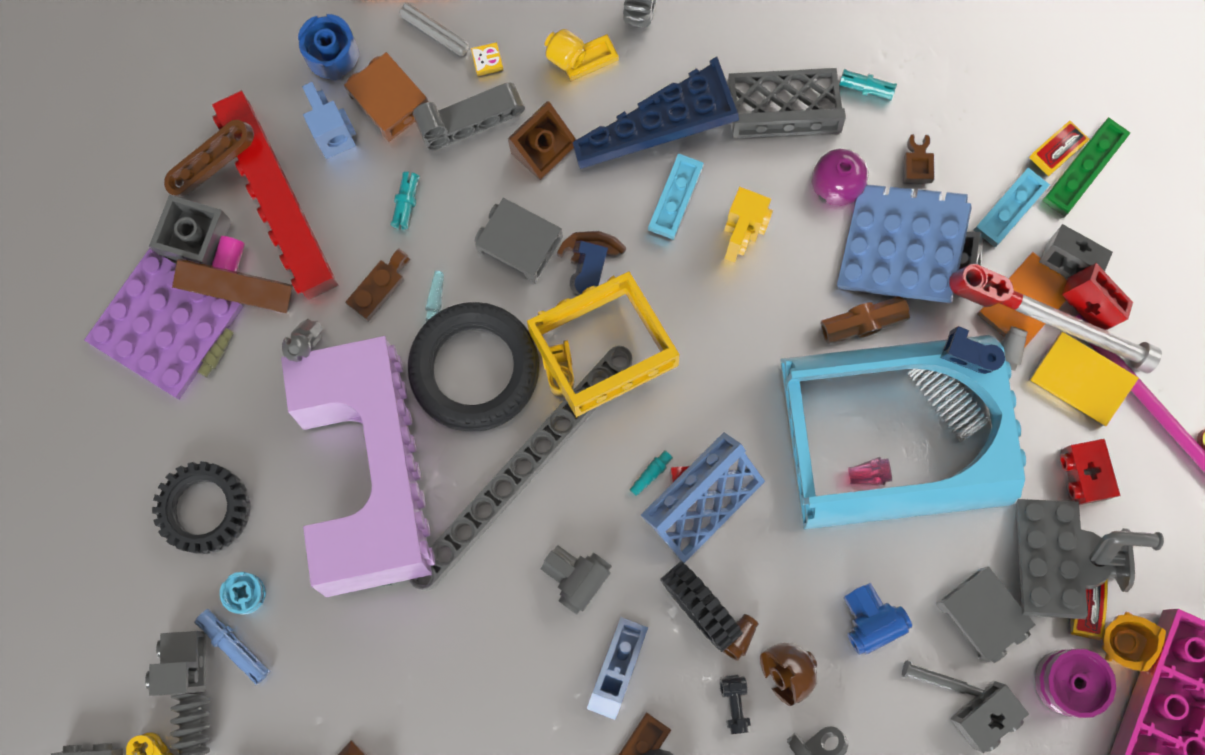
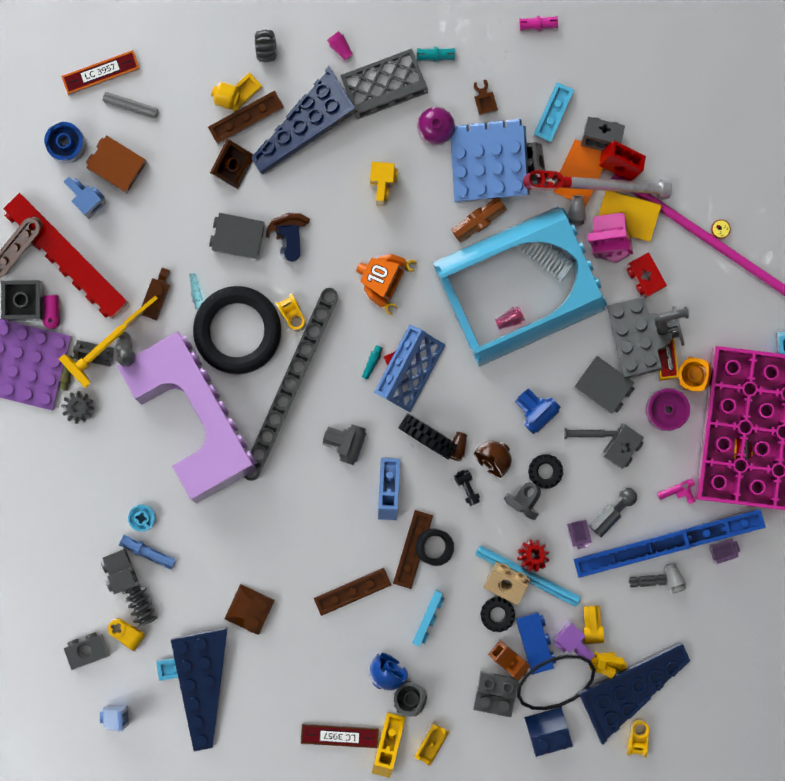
camera: 20 degrees left, 10 degrees up
(174, 488) = (76, 461): black tyre -> none
(212, 393) = (81, 412): none -> dark grey gear
(232, 286) = (63, 327): reddish brown tile -> none
(260, 335) = (83, 348): none -> dark grey hinge
(328, 303) = (77, 369): none -> yellow piece
(405, 200) = (153, 232): teal pin -> none
(468, 116) = (176, 161): dark grey beam -> none
(487, 59) = (173, 115): tile -> none
(584, 88) = (246, 117): none -> reddish brown plate
(623, 381) = (338, 311): yellow window -> none
(675, 196) = (331, 173): medium azure plate -> none
(705, 357) = (382, 278): none -> orange torso
(739, 33) = (340, 45): none -> dark pink cone
(879, 712) = (557, 471): none -> black tyre
(970, 353) = (547, 230): dark blue leg -> none
(1022, 85) = (538, 23): none -> dark pink pin
(1053, 402) = (610, 238): none -> dark pink piece
(1059, 148) = (574, 60): slope -> none
(1086, 166) = (596, 67): green tile -> none

